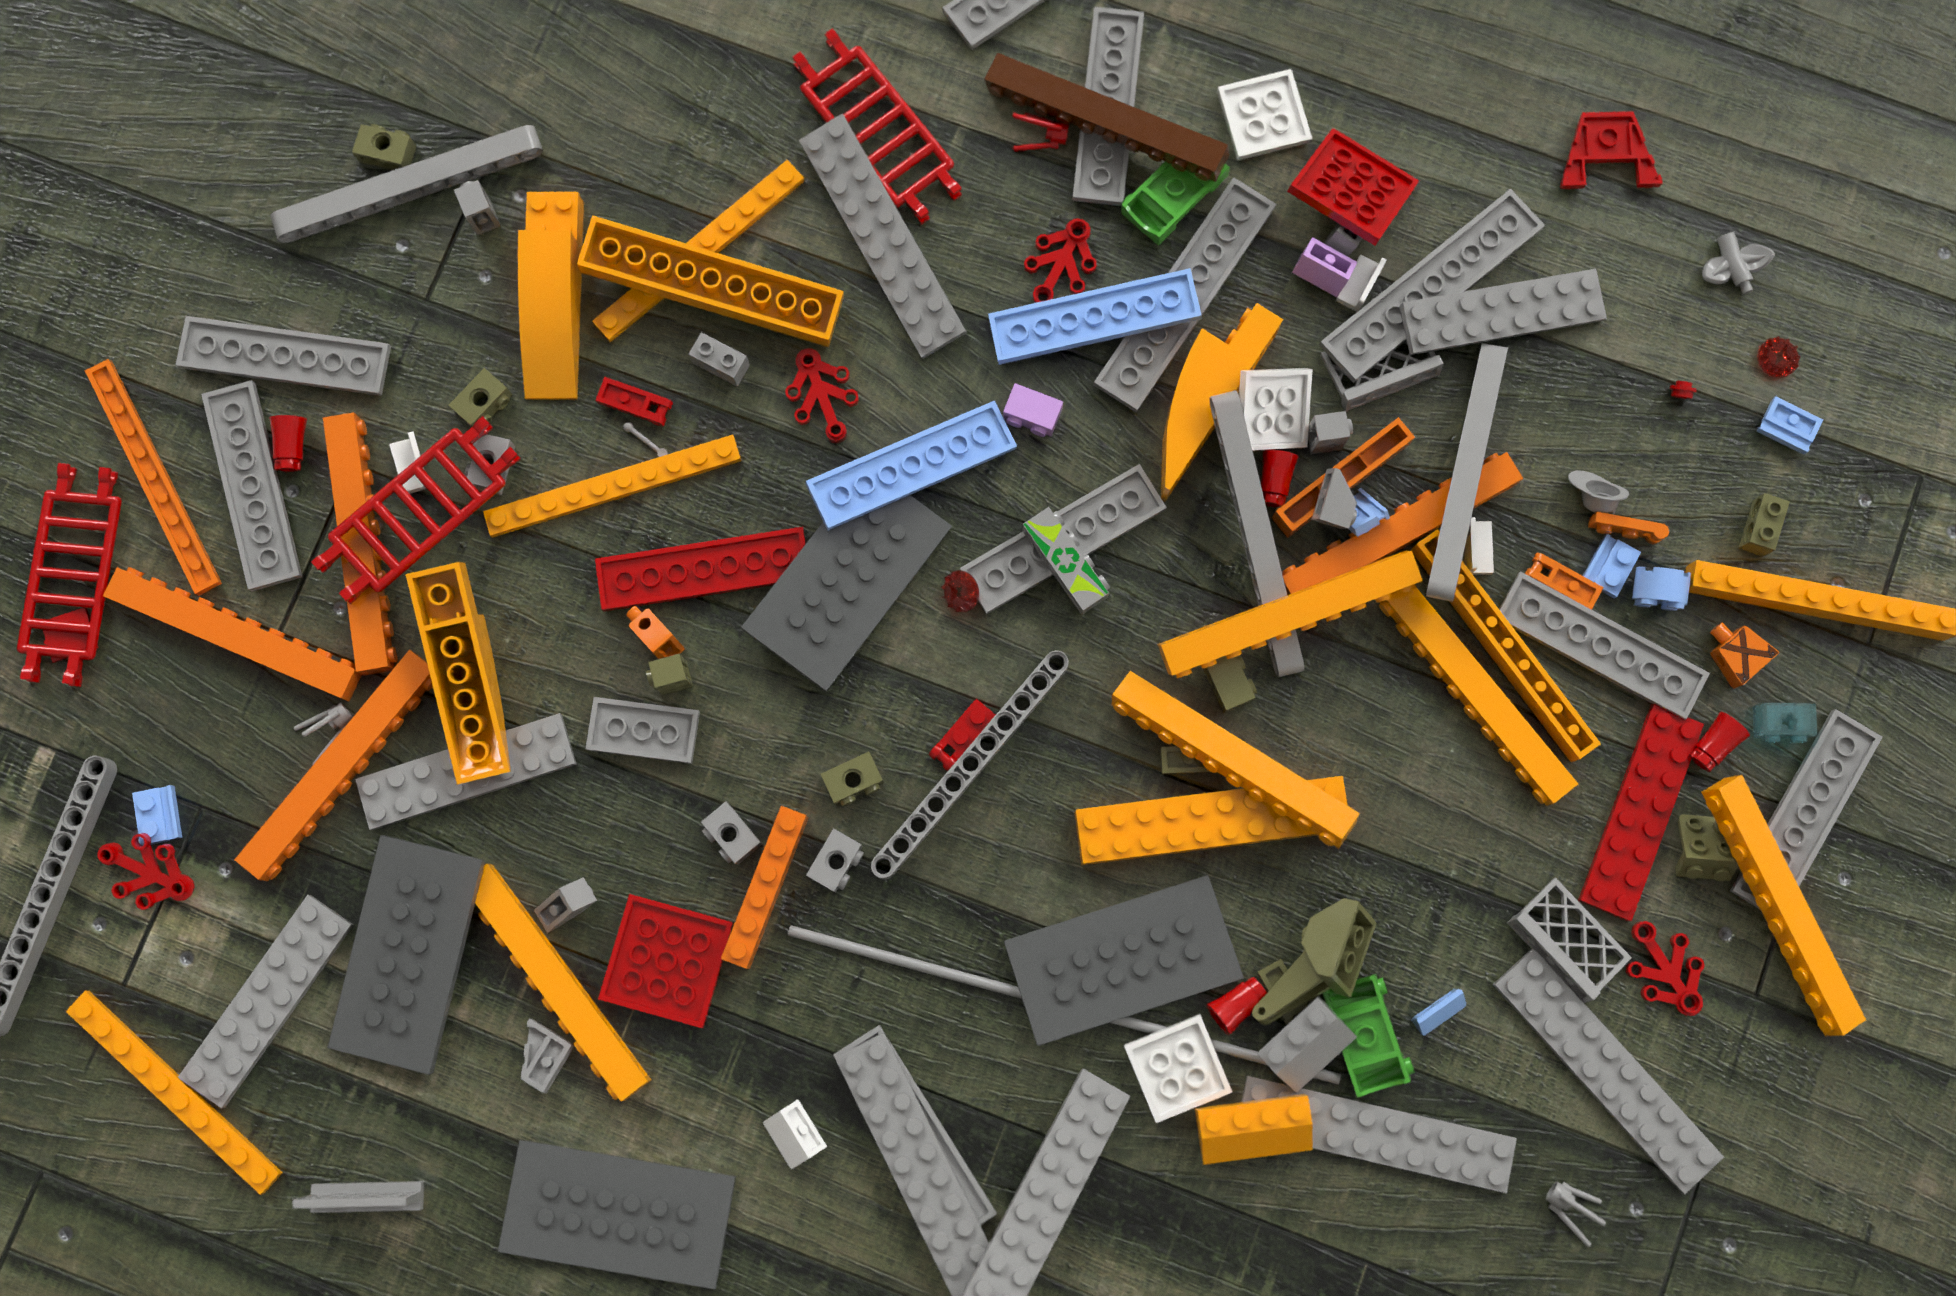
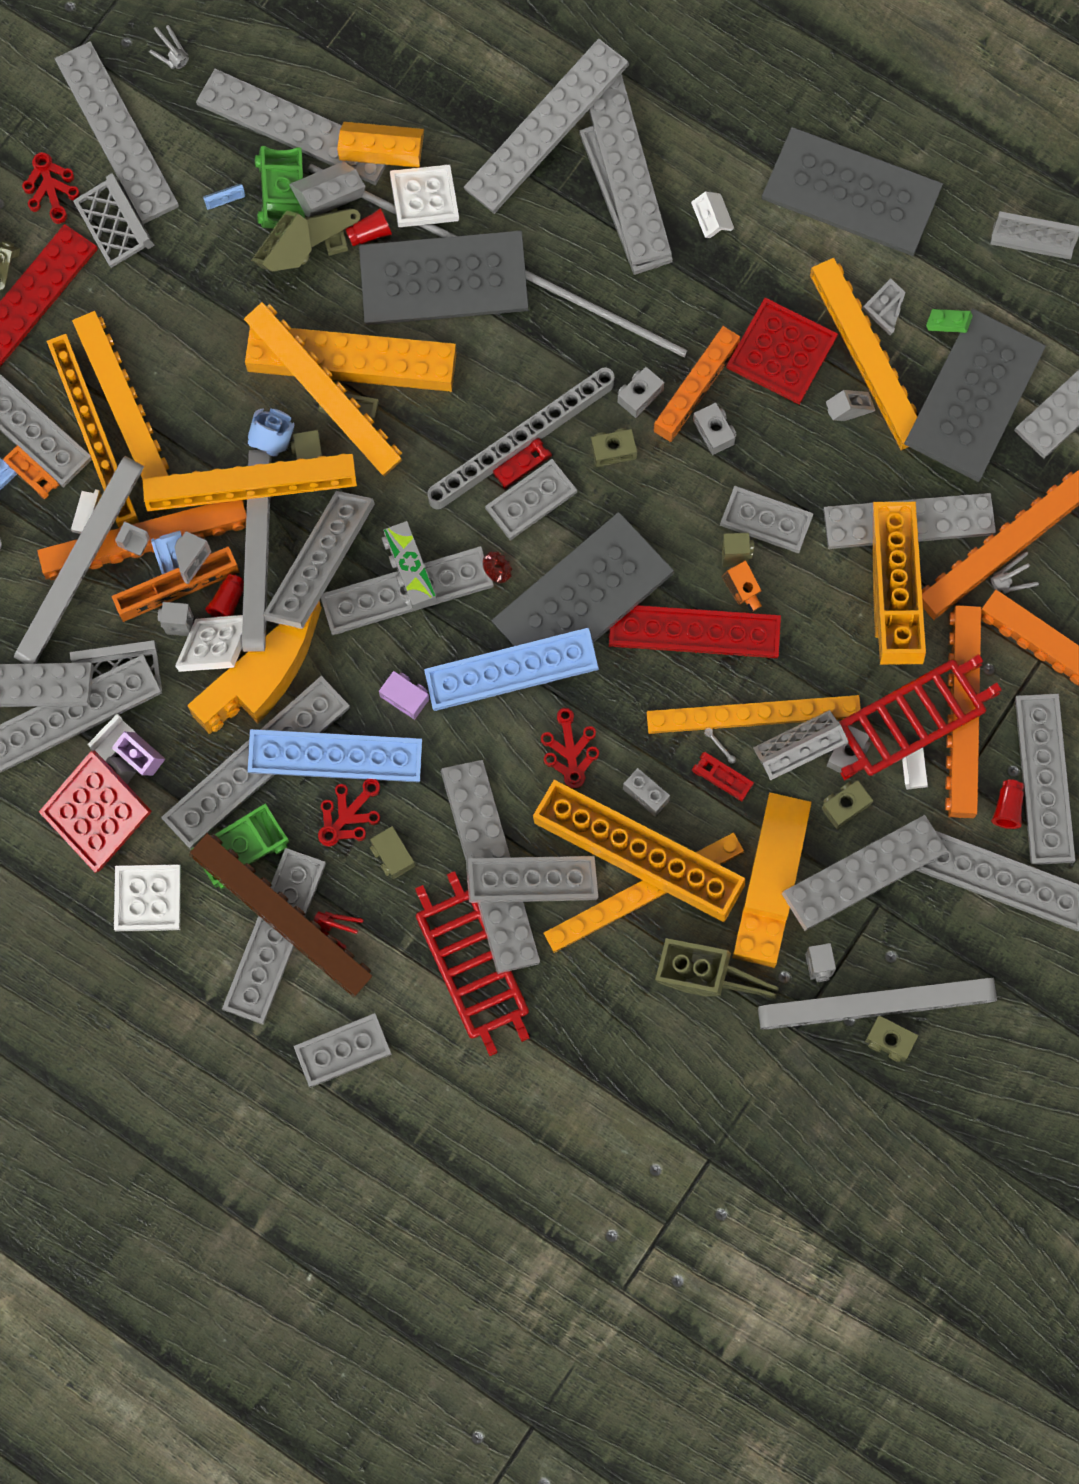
camera: 165 degrees left, 5 degrees down
(440, 309) = (864, 872): none -> light grey plate
(456, 1050) = (949, 320): none -> bright green plate
(537, 434) = (809, 747): none -> light grey fence
(606, 165) = (703, 970): none -> olive slope
(829, 223) = (531, 879): none -> light grey plate
(939, 688) = (531, 499): none -> light grey plate
(999, 225) = (392, 853): none -> olive brick
(1176, 535) = (318, 559): none -> light grey plate
(1284, 694) = (270, 431): none -> light blue brick
(1411, 513) = (132, 538): none -> light grey panel

